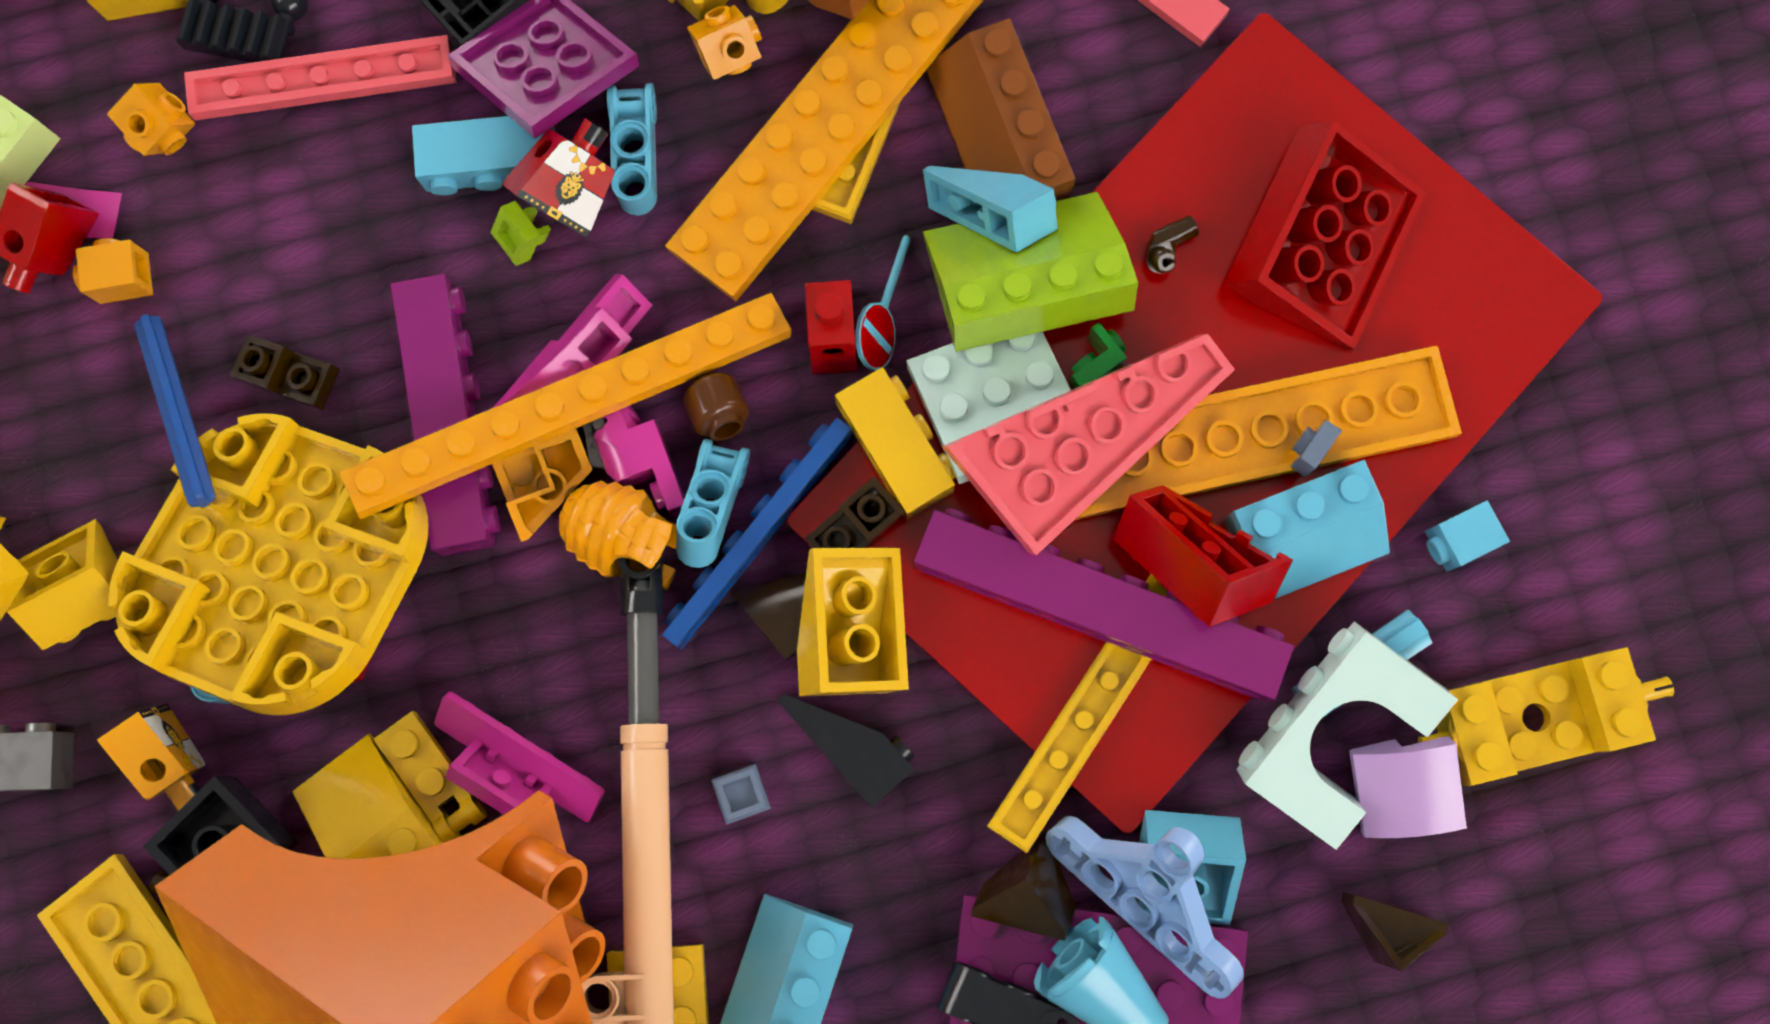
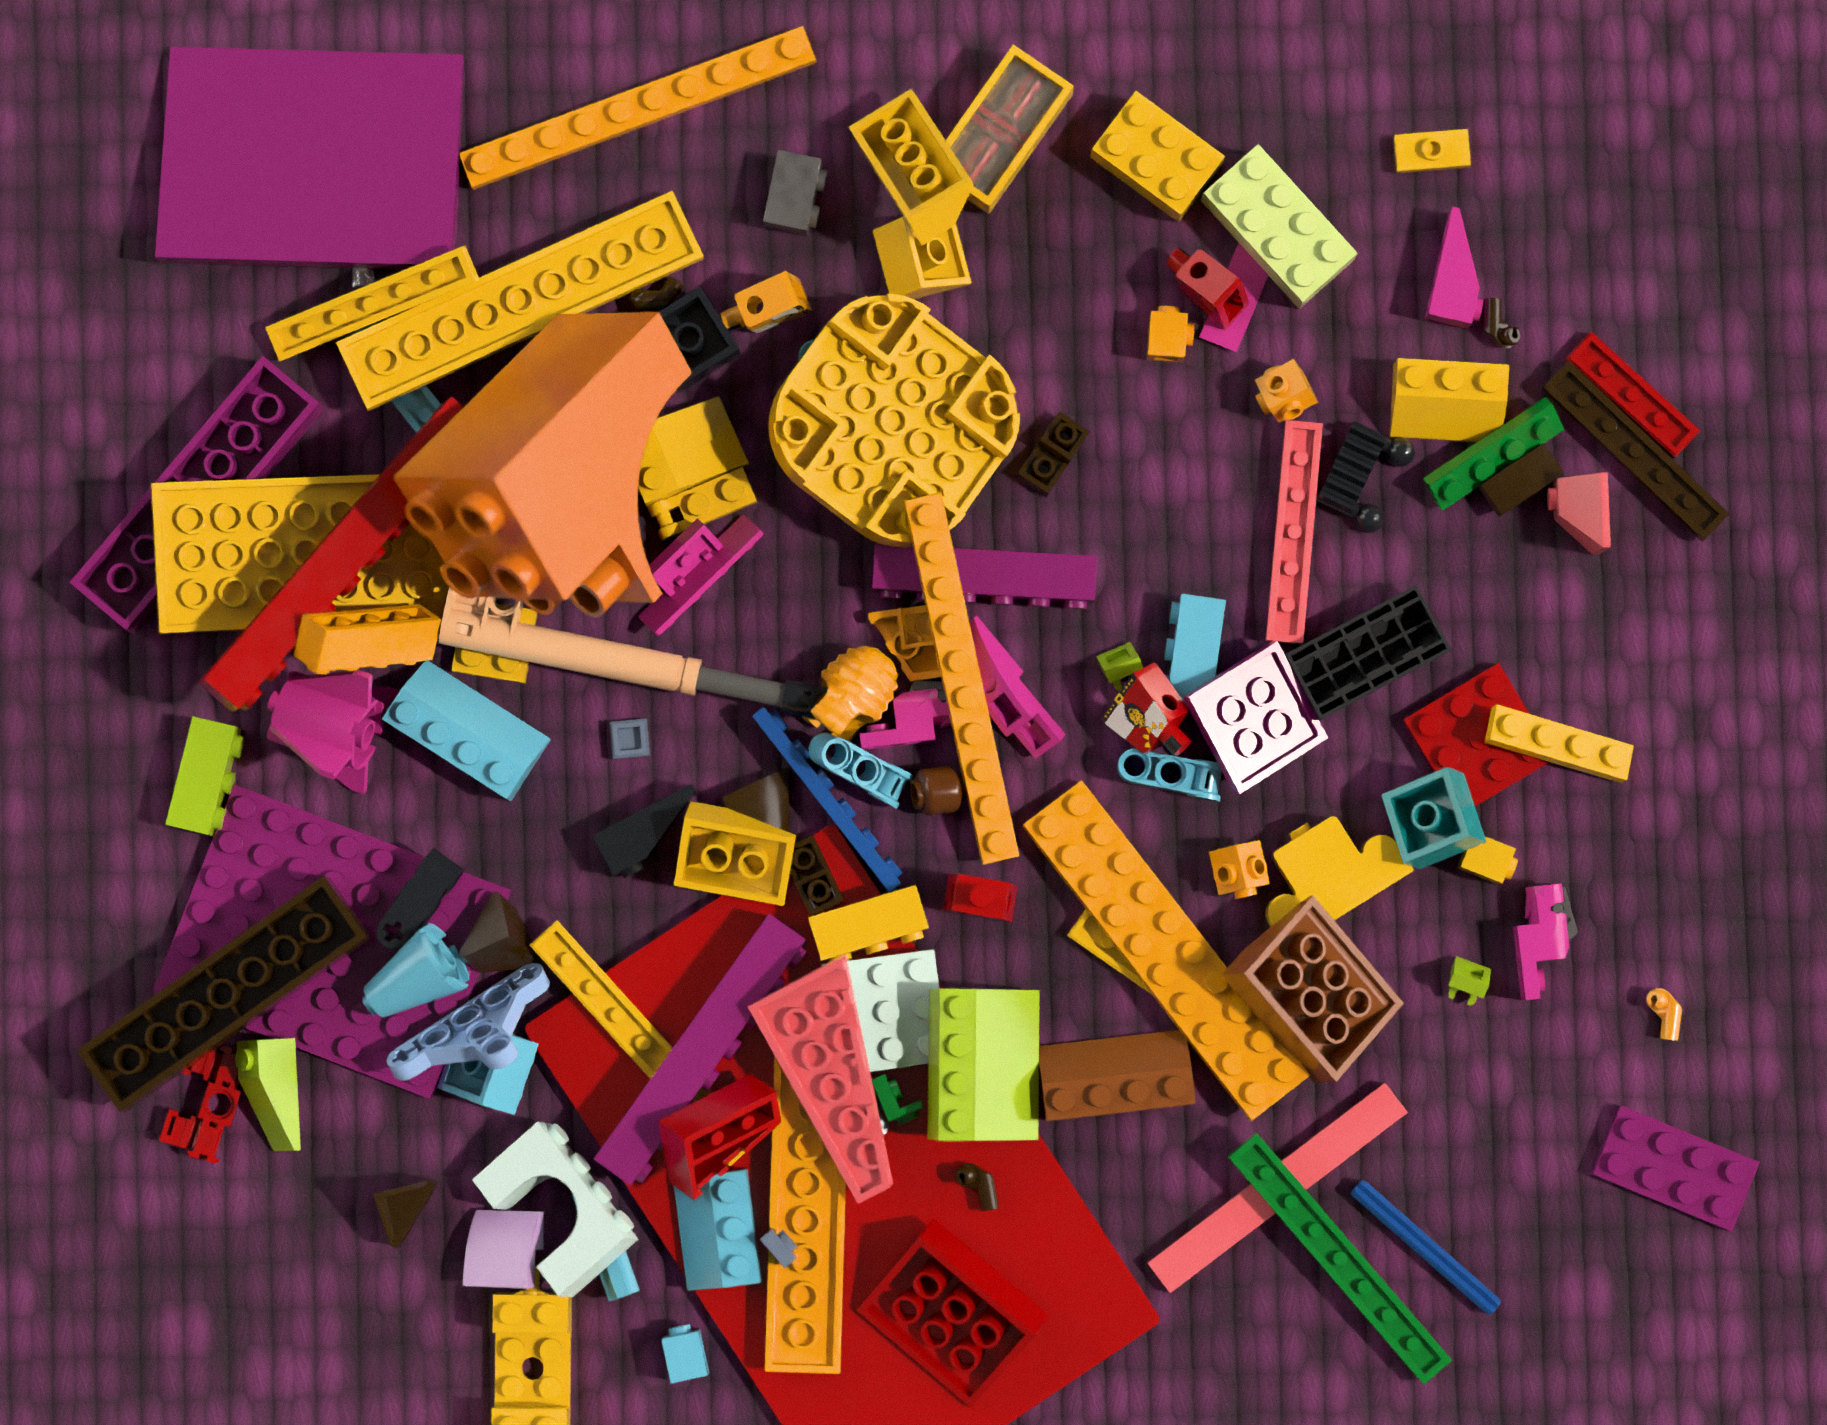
camera: 105 degrees right, 5 degrees up
(175, 411) = (1037, 366): blue axle -> none
(875, 323) = (971, 934): piece -> none
(994, 204) = (1040, 1051): medium azure slope -> none

